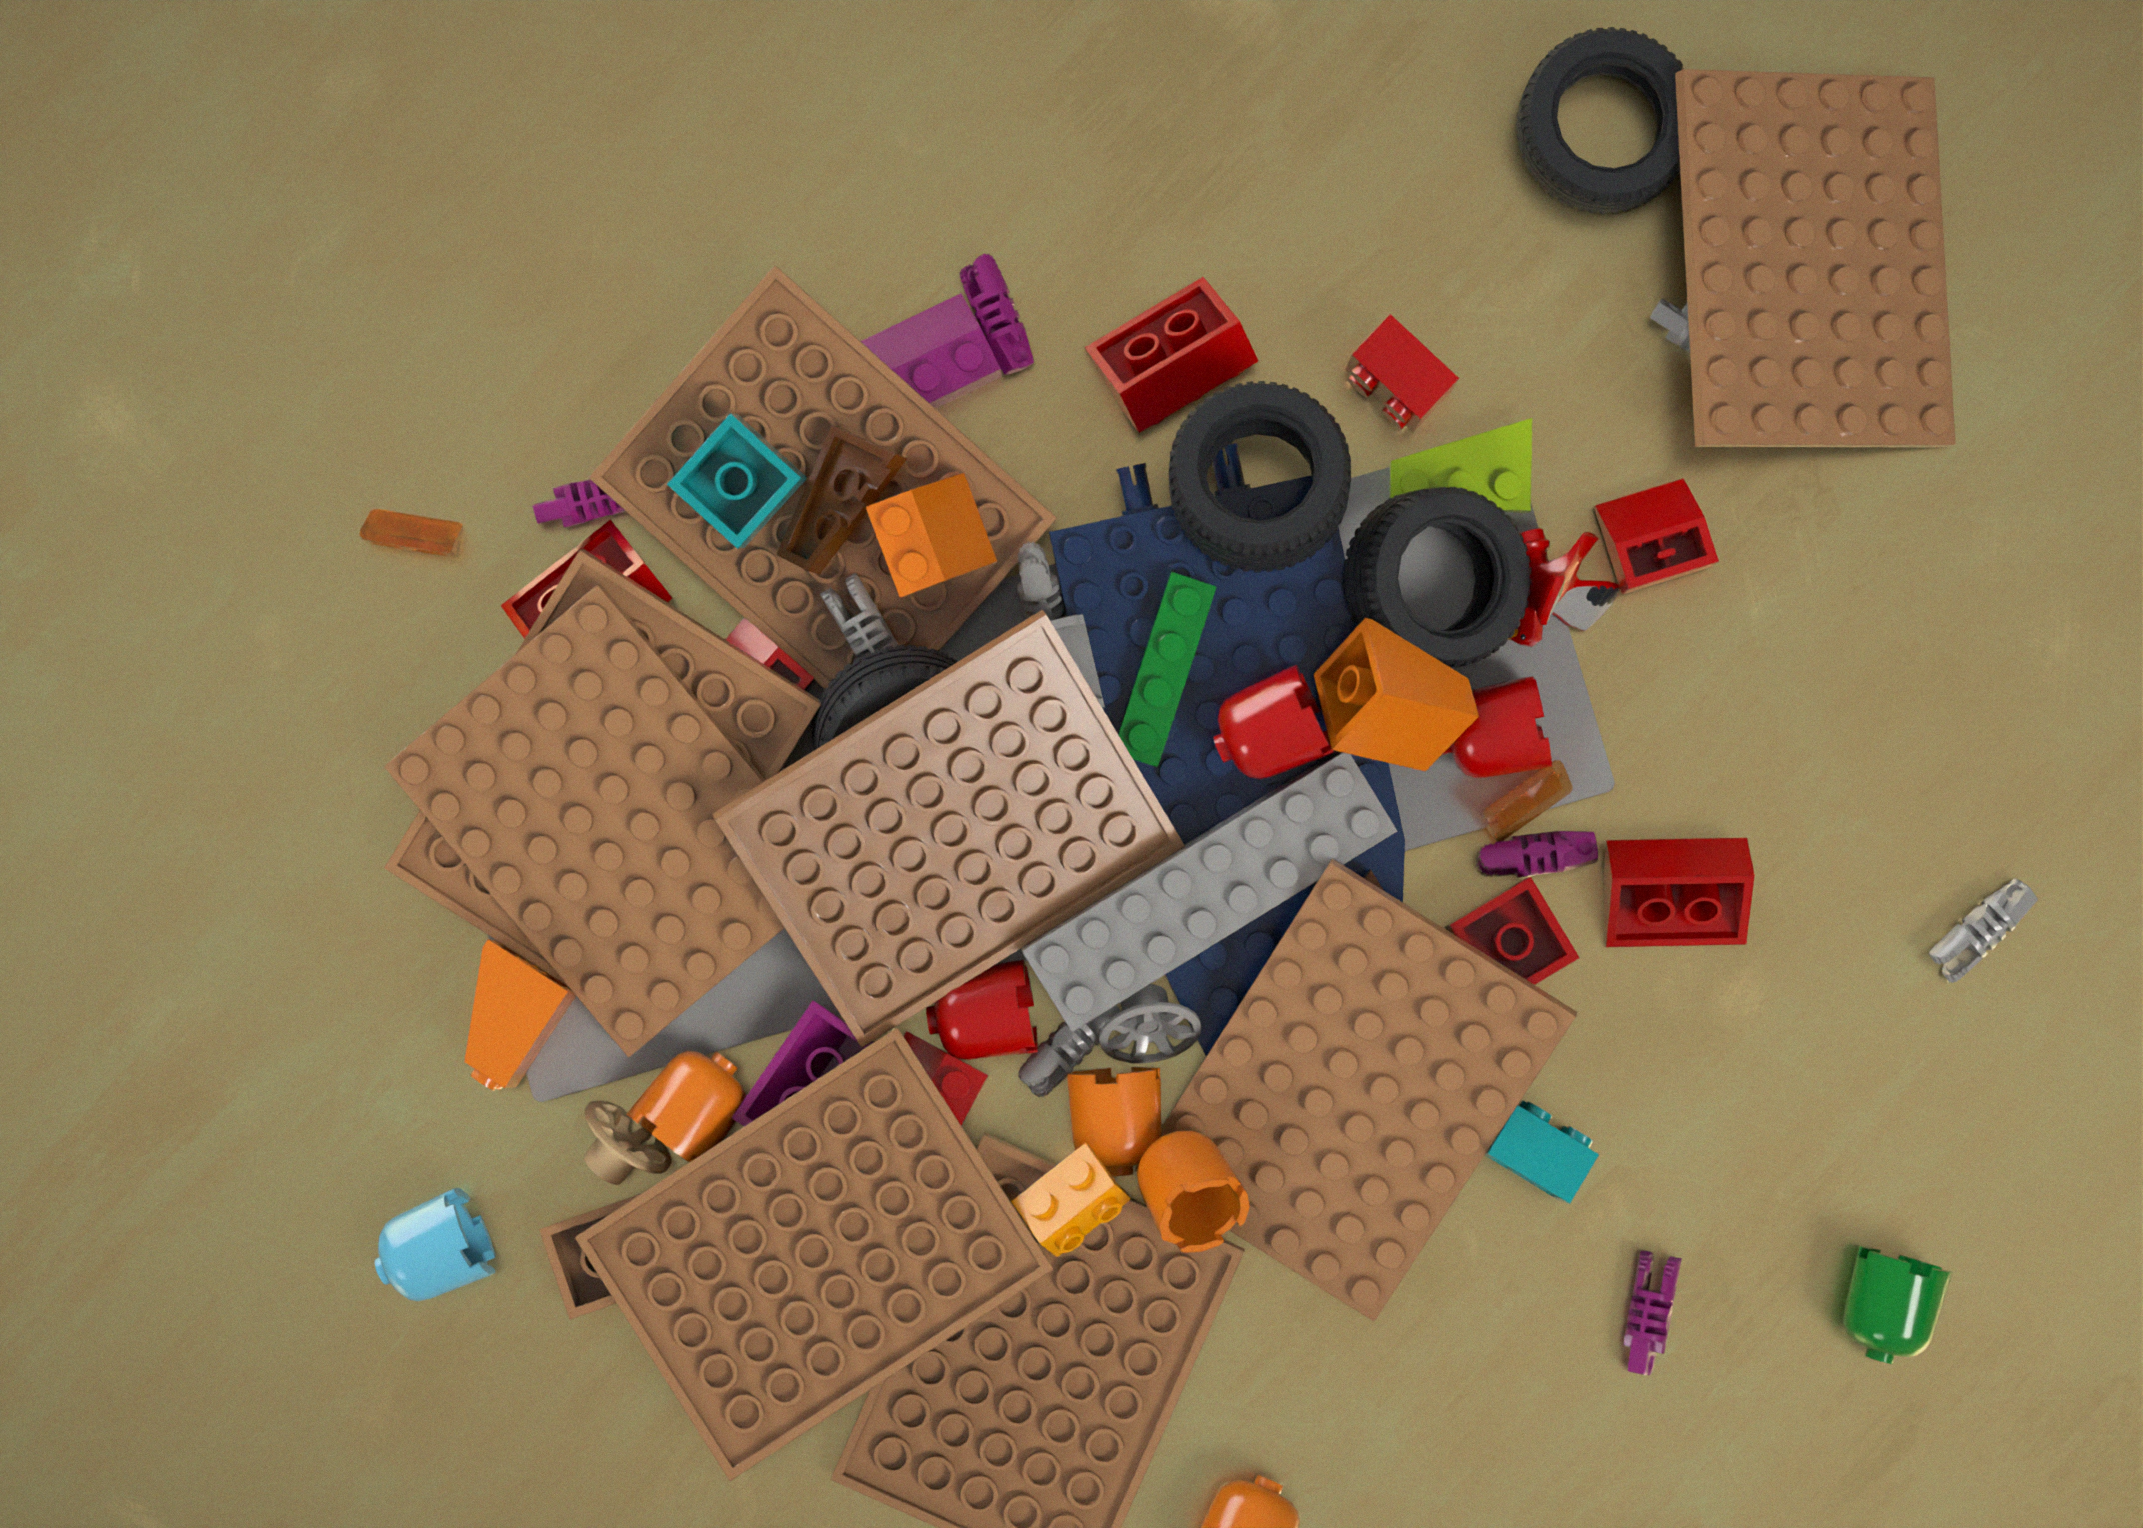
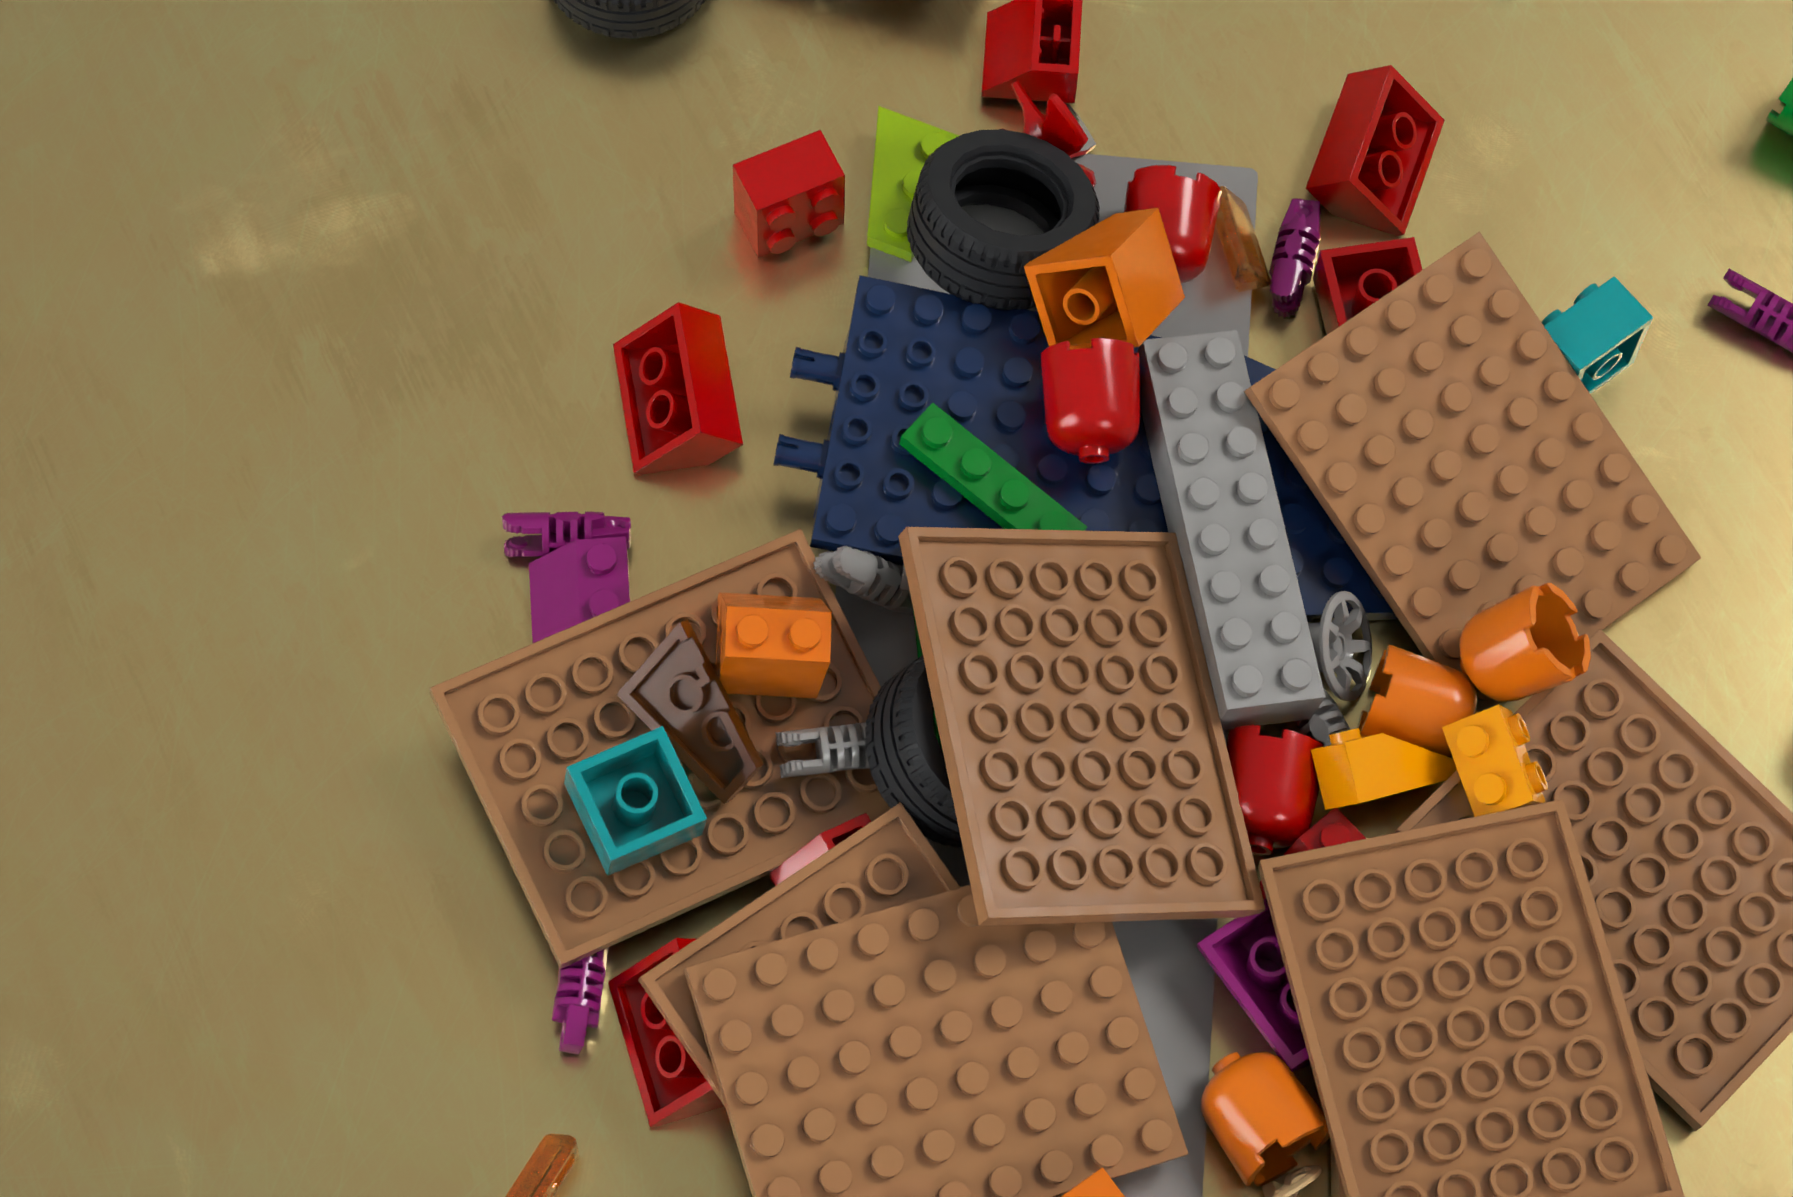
camera: 70 degrees left, 20 degrees down
(1026, 1093) = (1374, 767): none -> light orange slope
(1268, 412) = (830, 255): black tyre -> none

